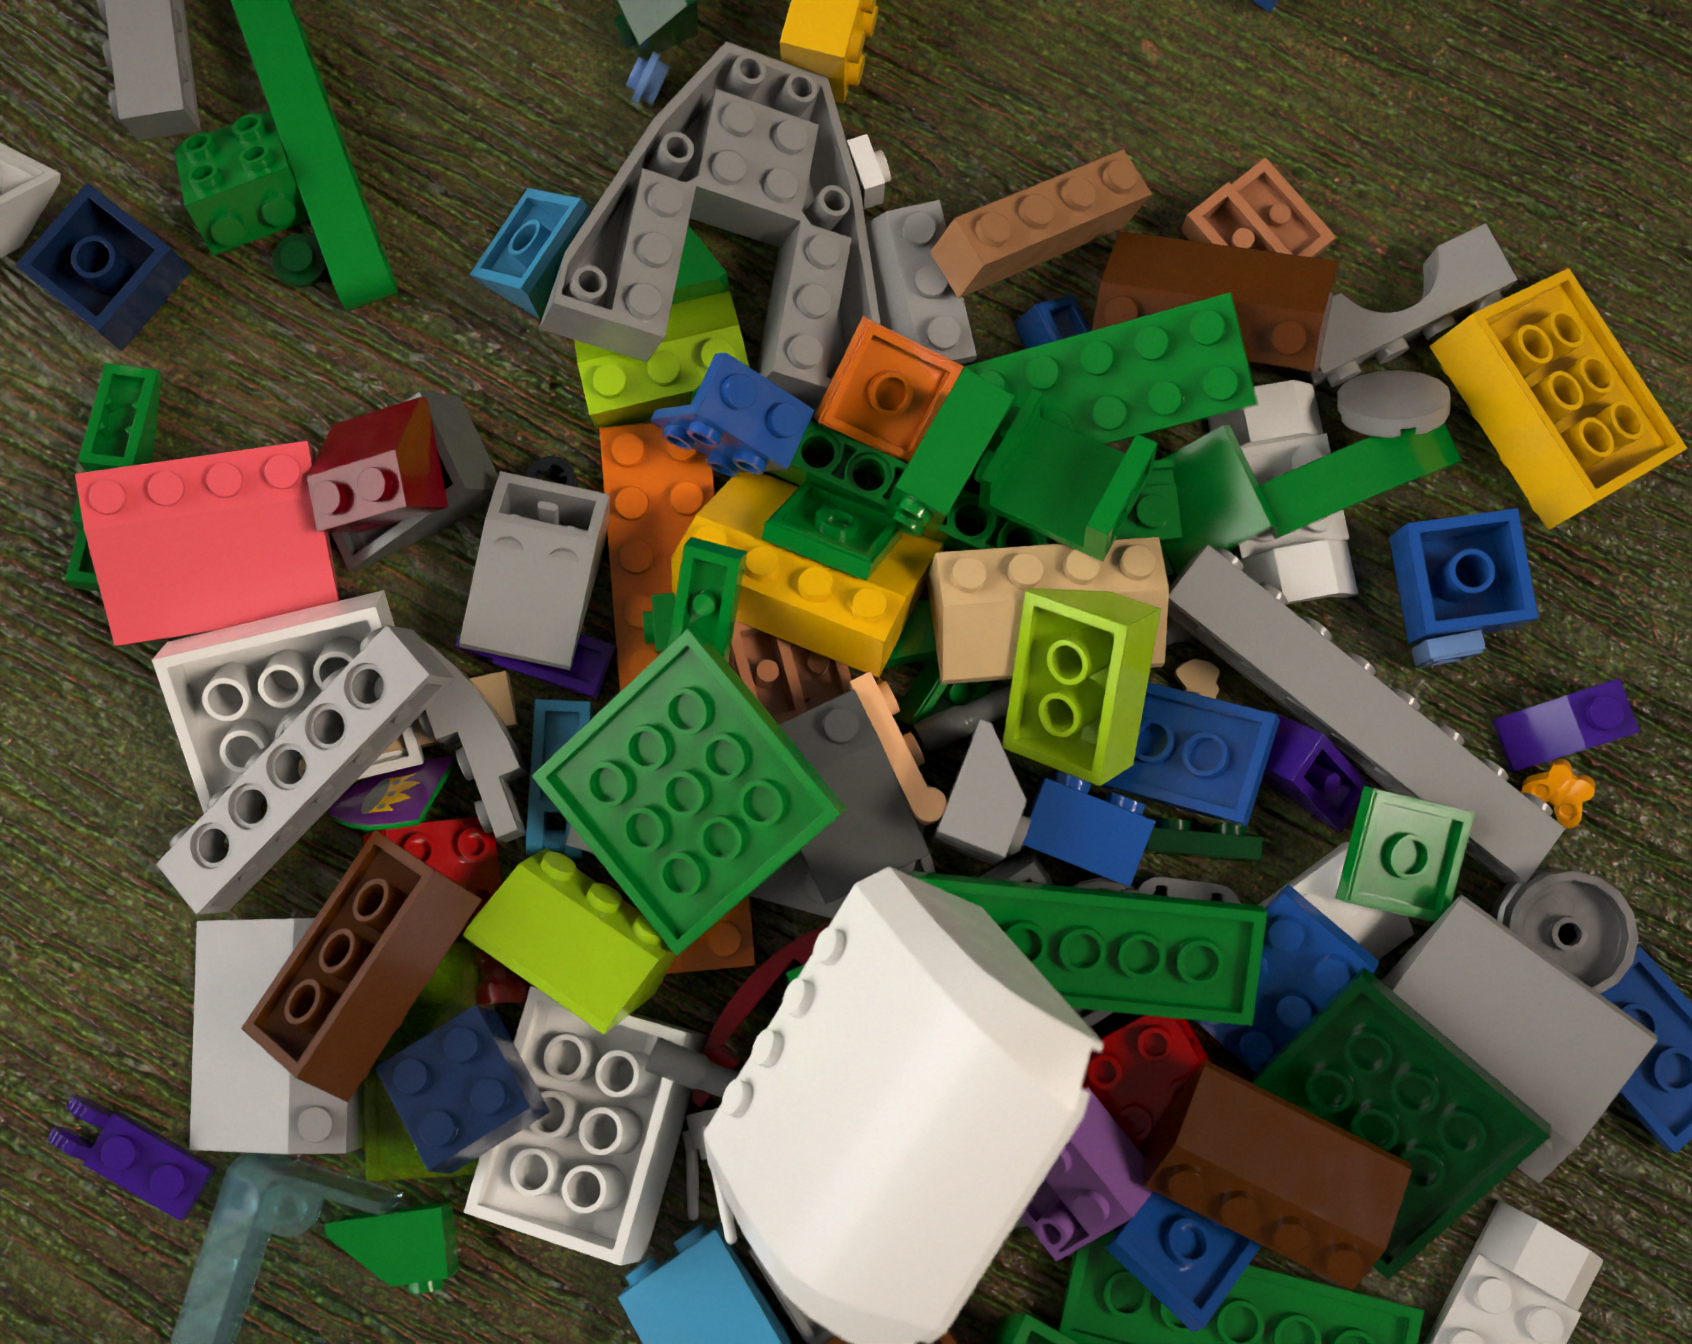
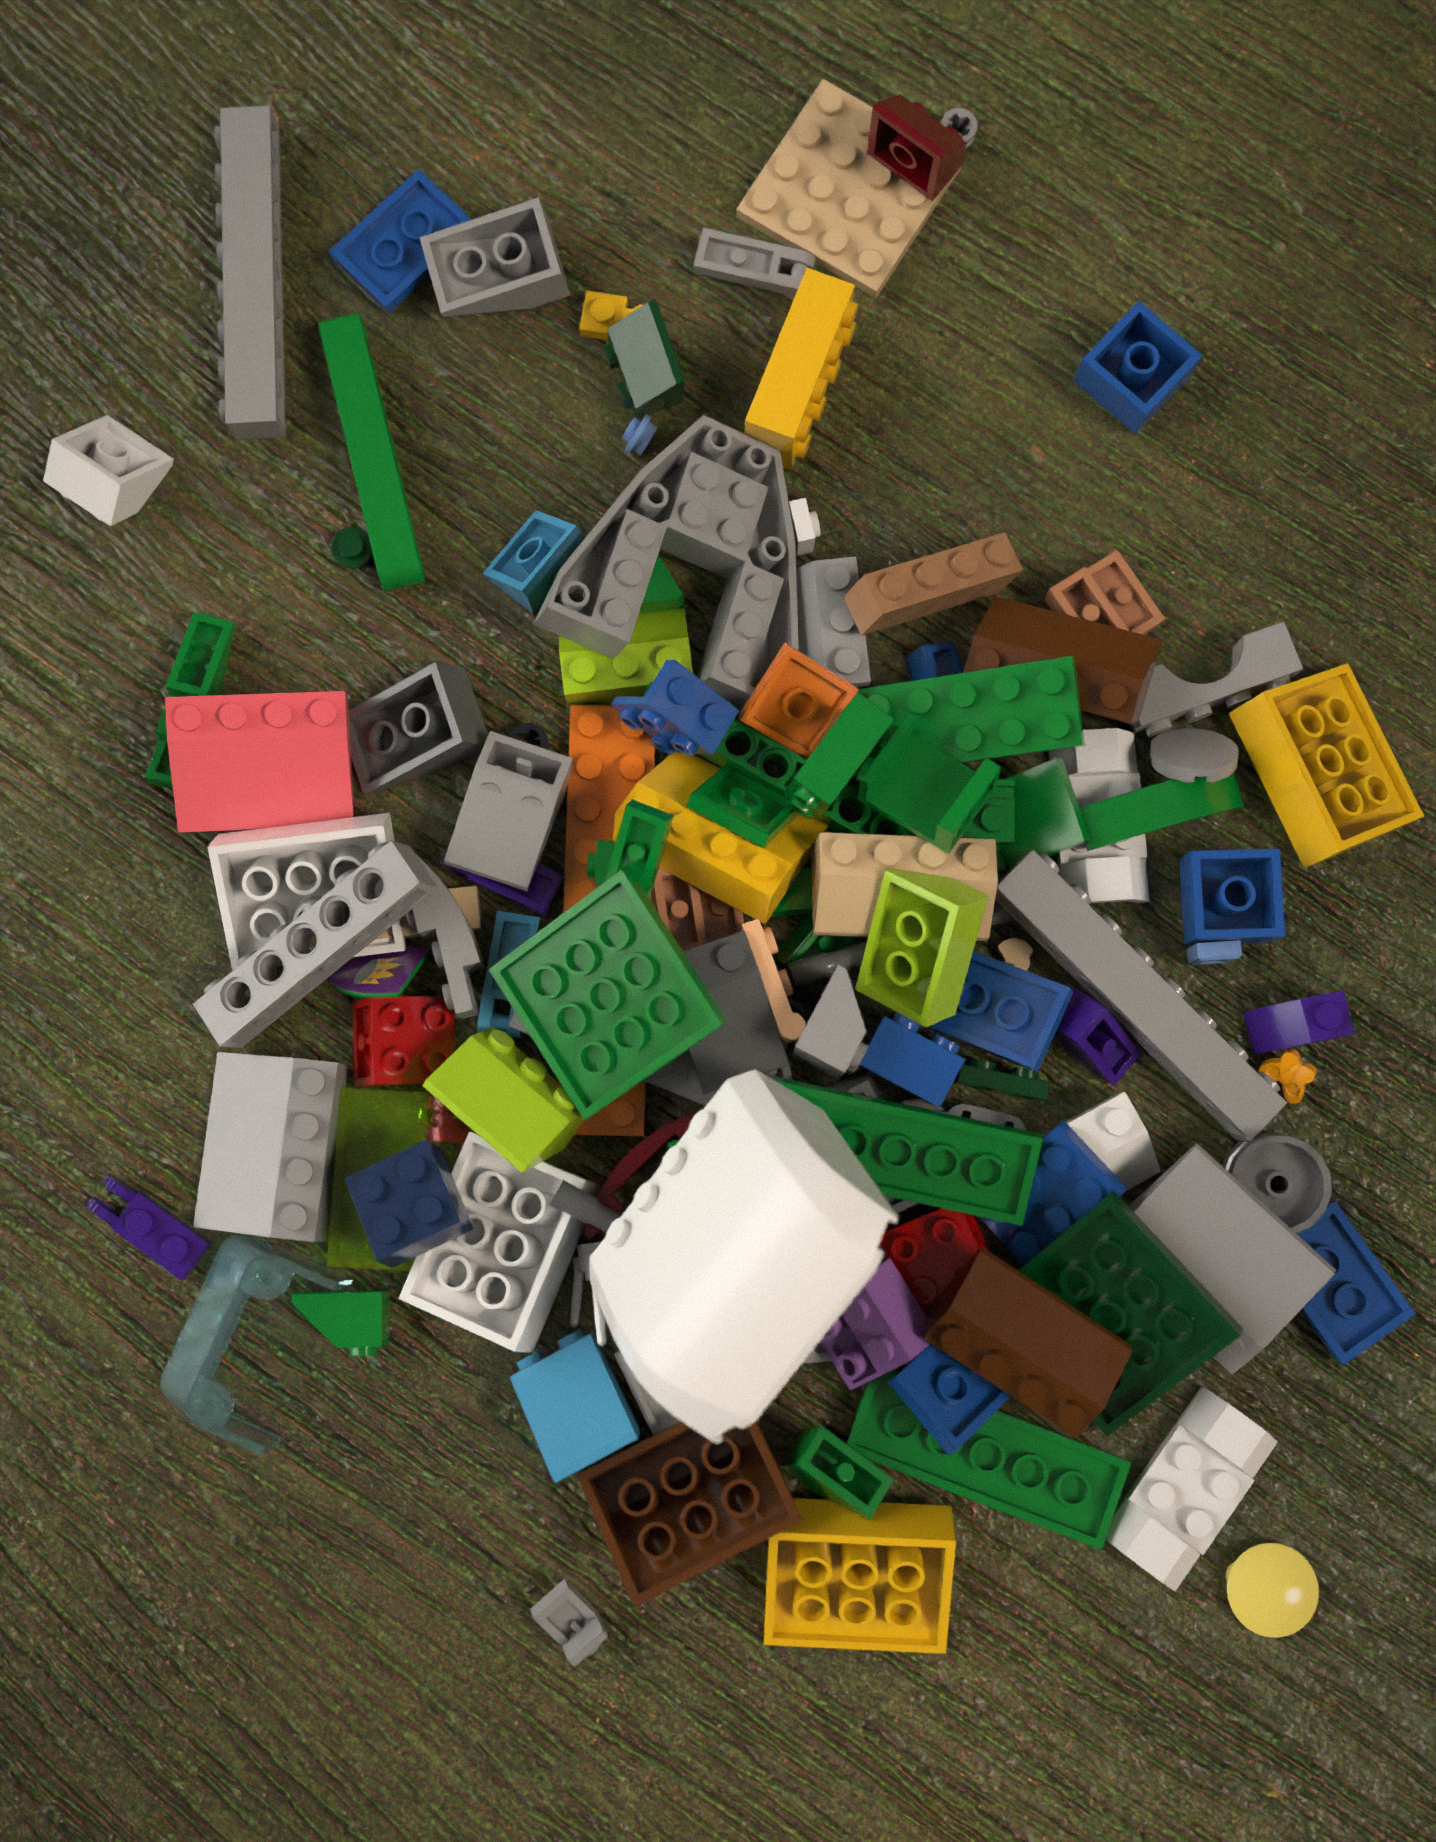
camera: 10 degrees right, 0 degrees up
(104, 266) = (201, 537): dark blue brick -> none
(239, 183) = (312, 481): green bracket -> none
(360, 967) = (342, 1099): reddish brown slope -> none
(377, 470) = (396, 719): dark red slope -> none
(1404, 854) = (1157, 1107): green tile -> none

